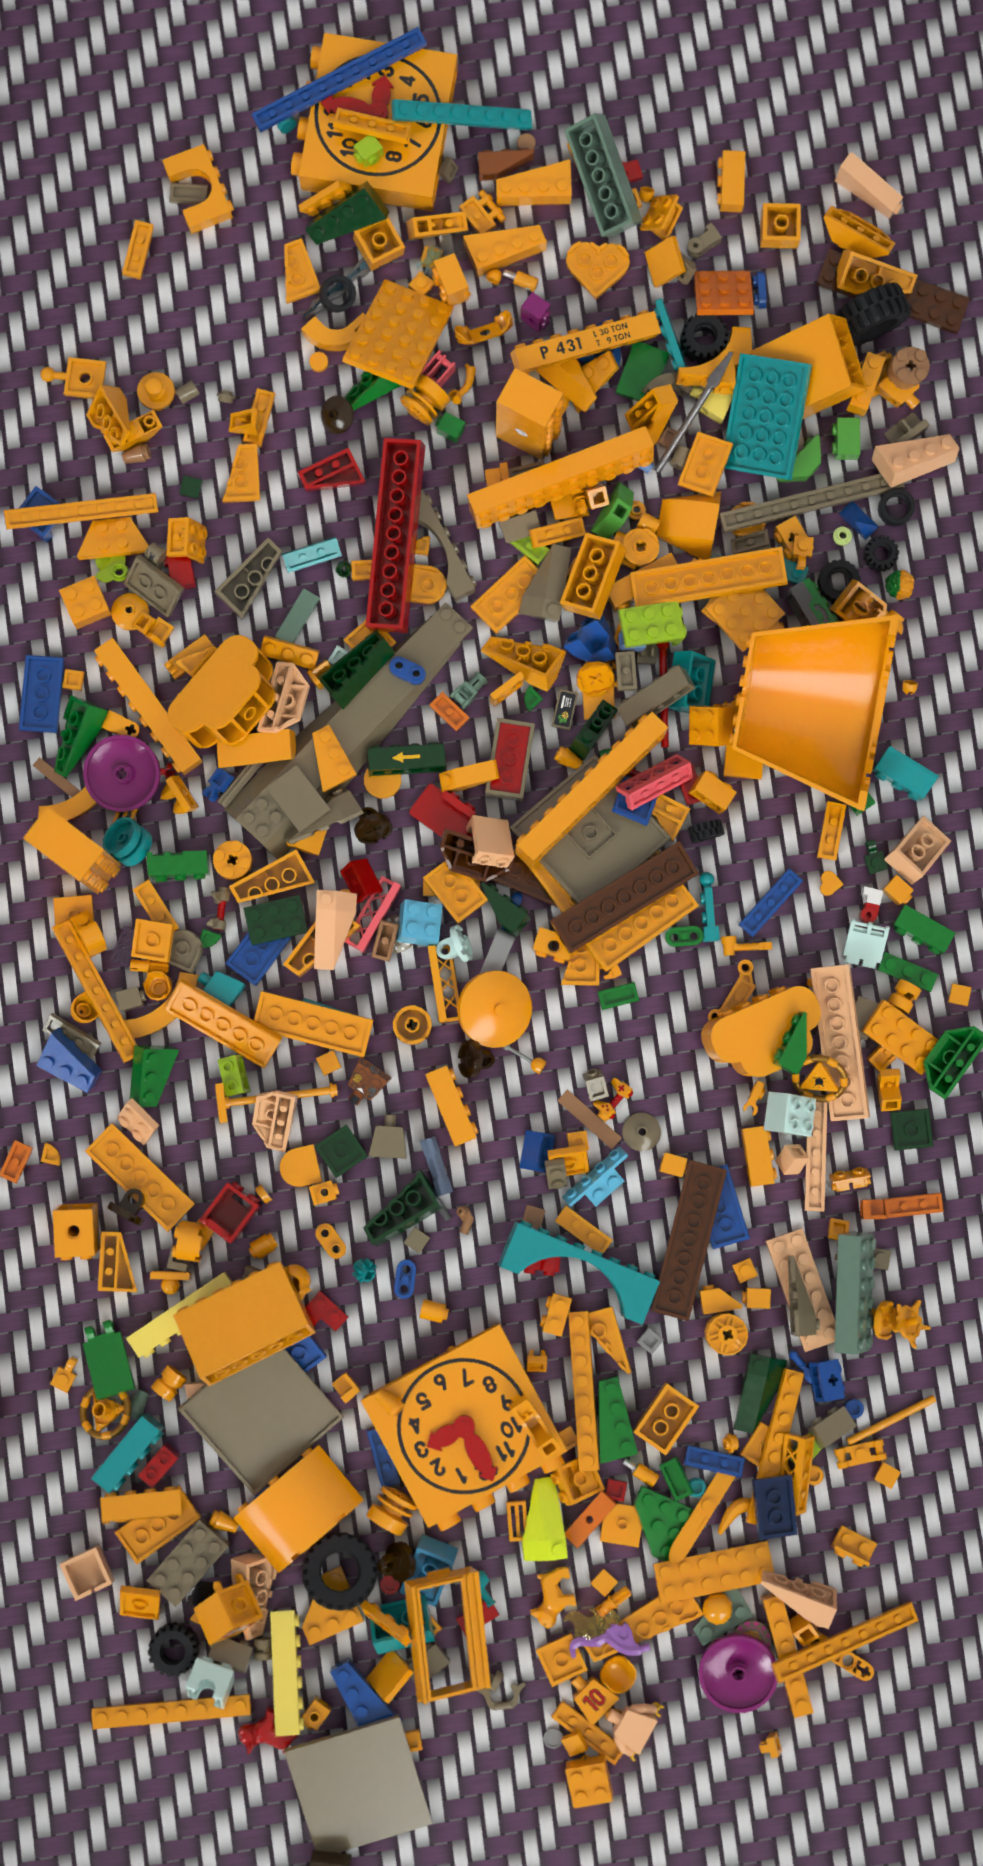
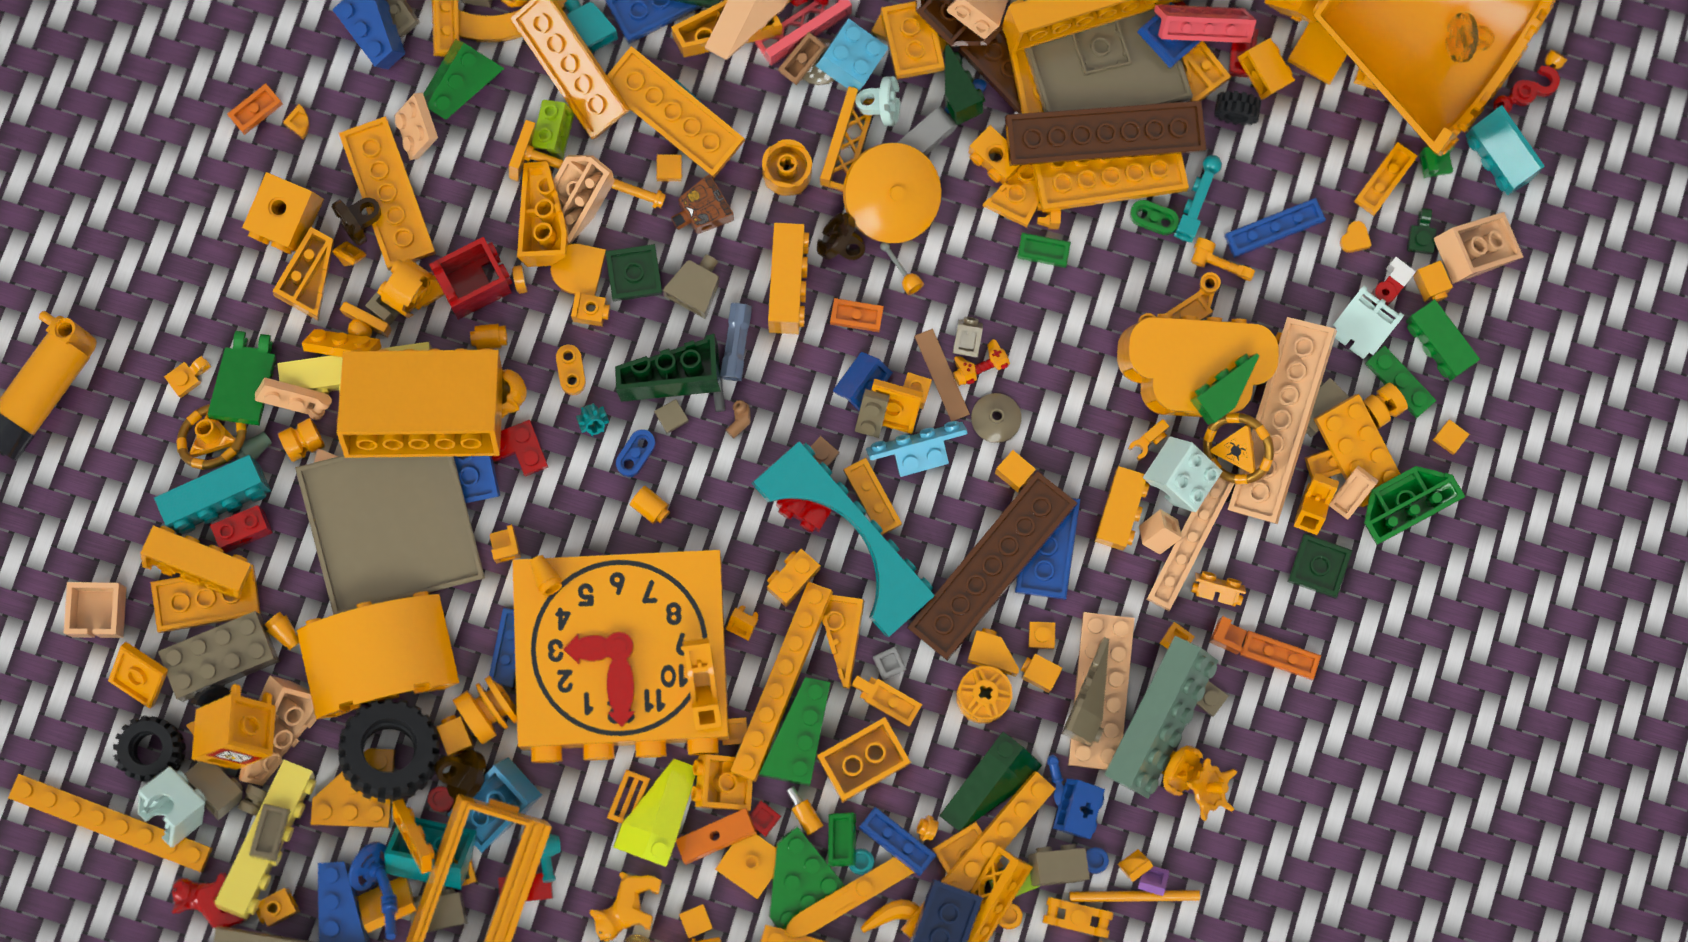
camera: 25 degrees right, 5 degrees down
(135, 1233) = (348, 254): none -> light orange slope
(150, 1358) = (293, 398): none -> light nougat plate
(163, 1303) = (335, 343): none -> light orange plate
(261, 1149) = (541, 223): none -> light orange wedge
(287, 1669) = (269, 832): none -> dark tan tile
(369, 1658) = (373, 872): none -> blue dish
(378, 1537) = (455, 735): none -> light orange brick
(511, 1106) = (856, 315): none -> orange plate
(661, 1367) = (887, 699): none -> light orange hinge
(841, 708) = (1464, 37): none -> clear yellow tile
(882, 1399) = (1135, 865): none -> light orange tile
(899, 721) = (1525, 91): none -> red piece
(899, 1403) = (1154, 880): none -> medium lavender plate
(911, 1068) = (1353, 492): none -> light nougat tile

